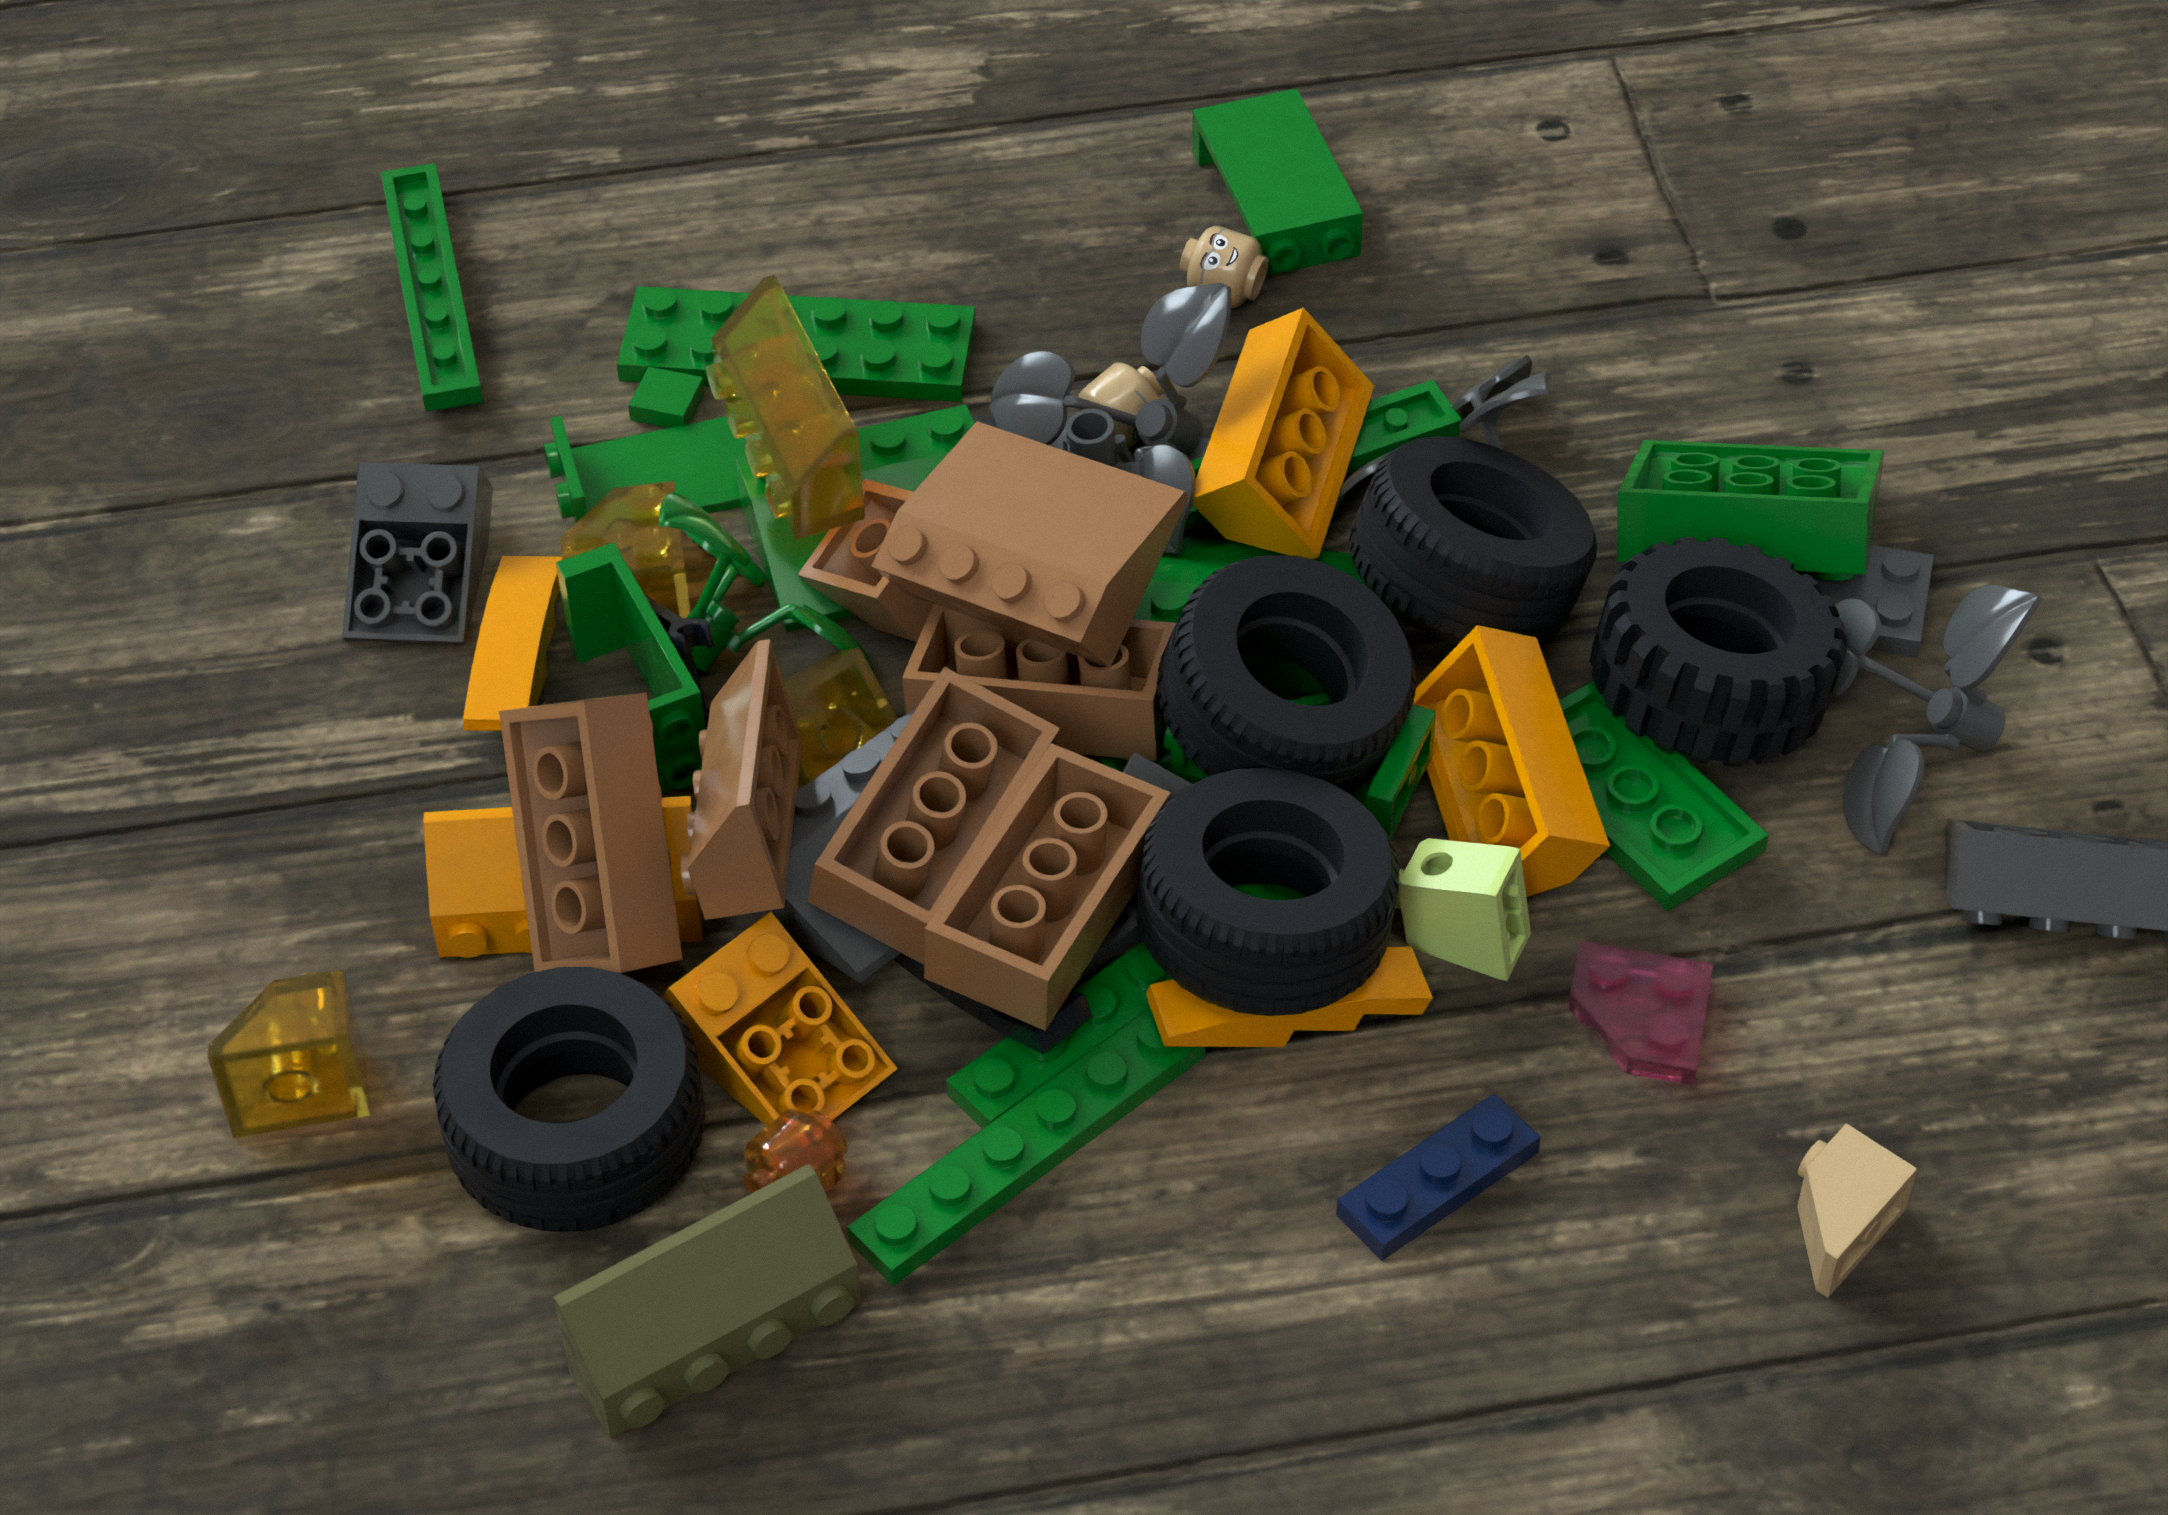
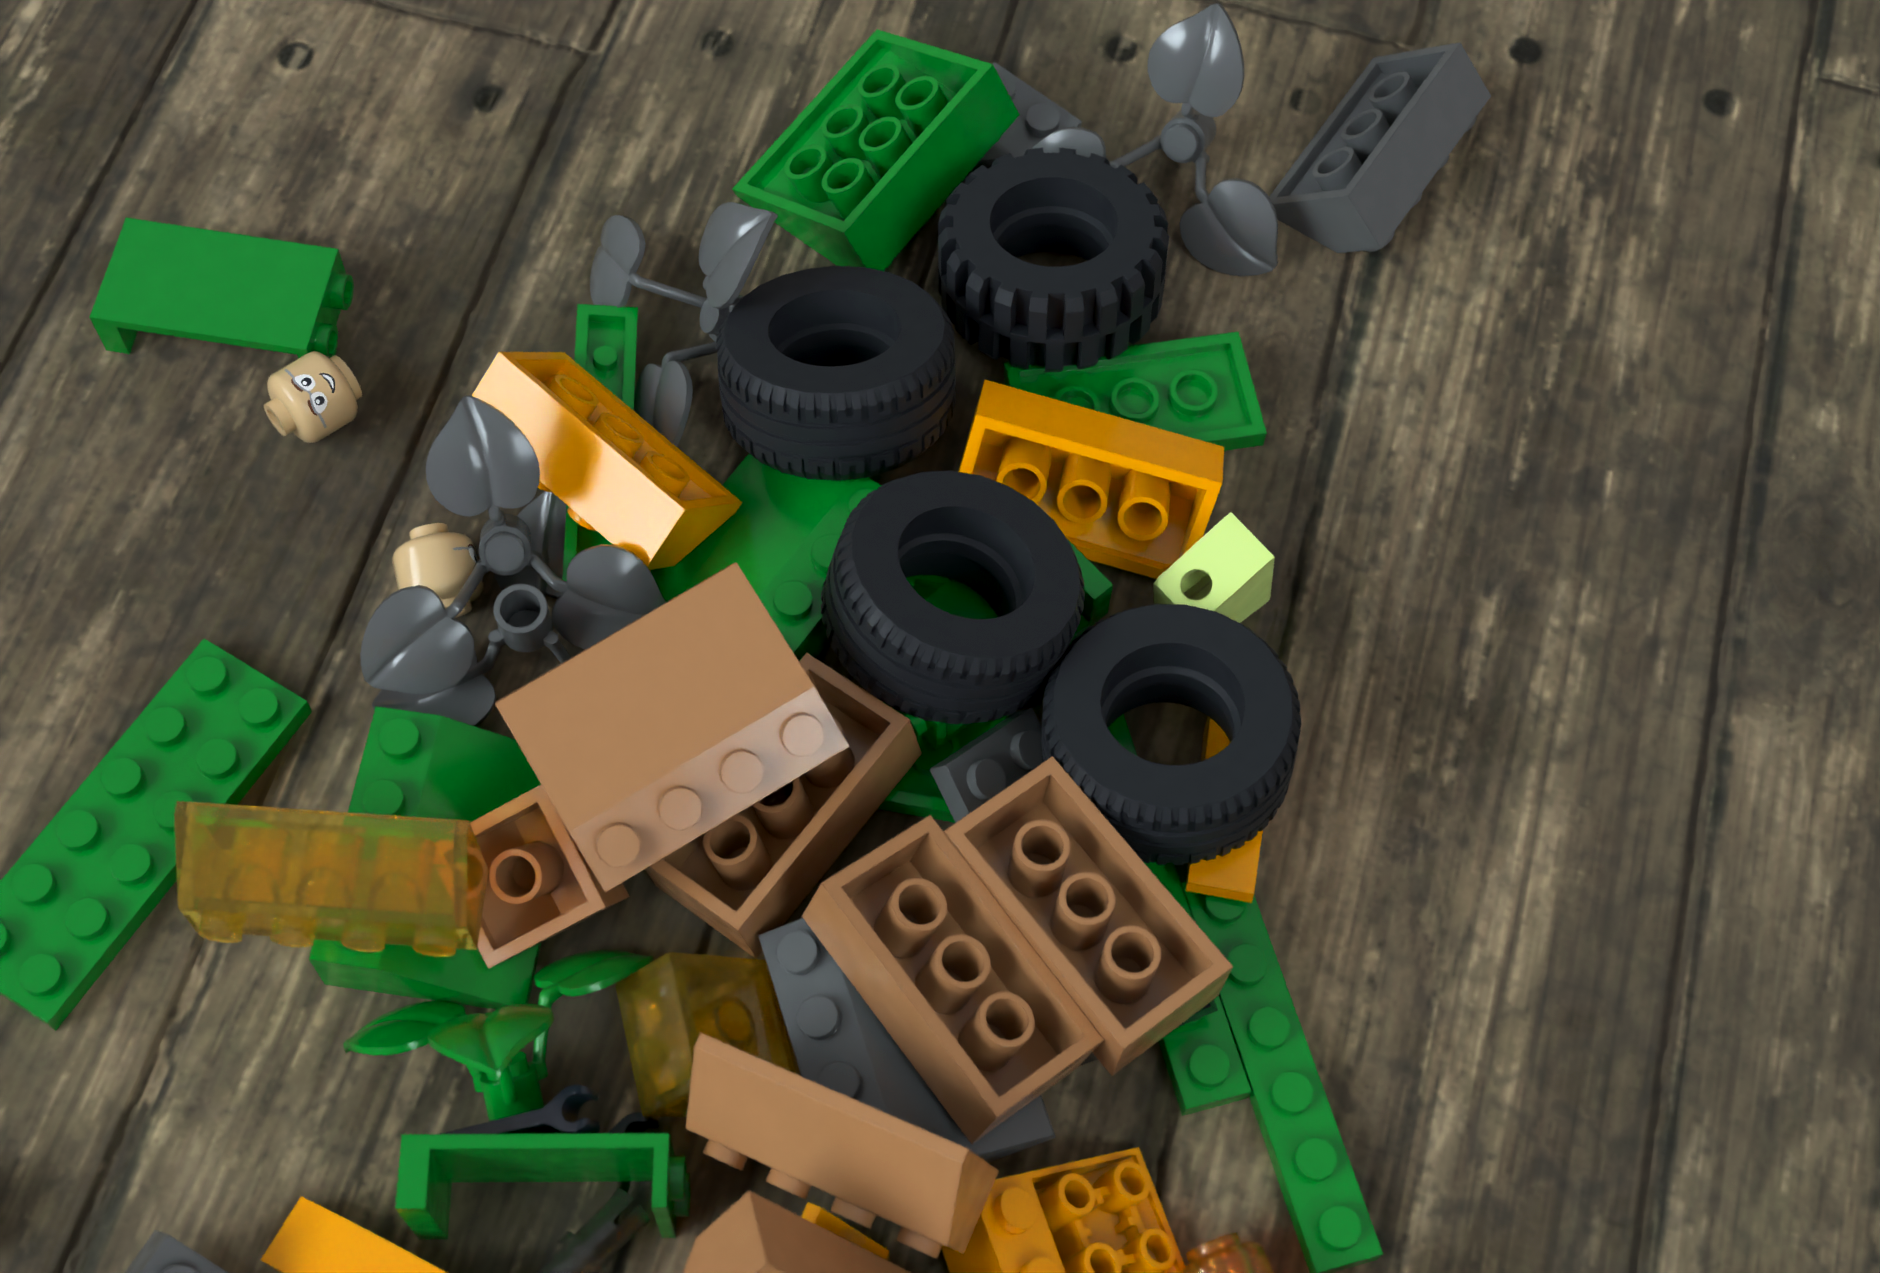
camera: 70 degrees left, 15 degrees up
(651, 552) = (343, 1129): clear yellow slope -> none
(666, 398) = (126, 992): green tile -> none
(691, 455) = (228, 1055): green panel -> none
(1437, 1176) = (1458, 754): dark blue plate -> none
(1644, 1008) = (1354, 514): clear pink plate -> none
(1849, 1202) = (1626, 477): tan slope -> none

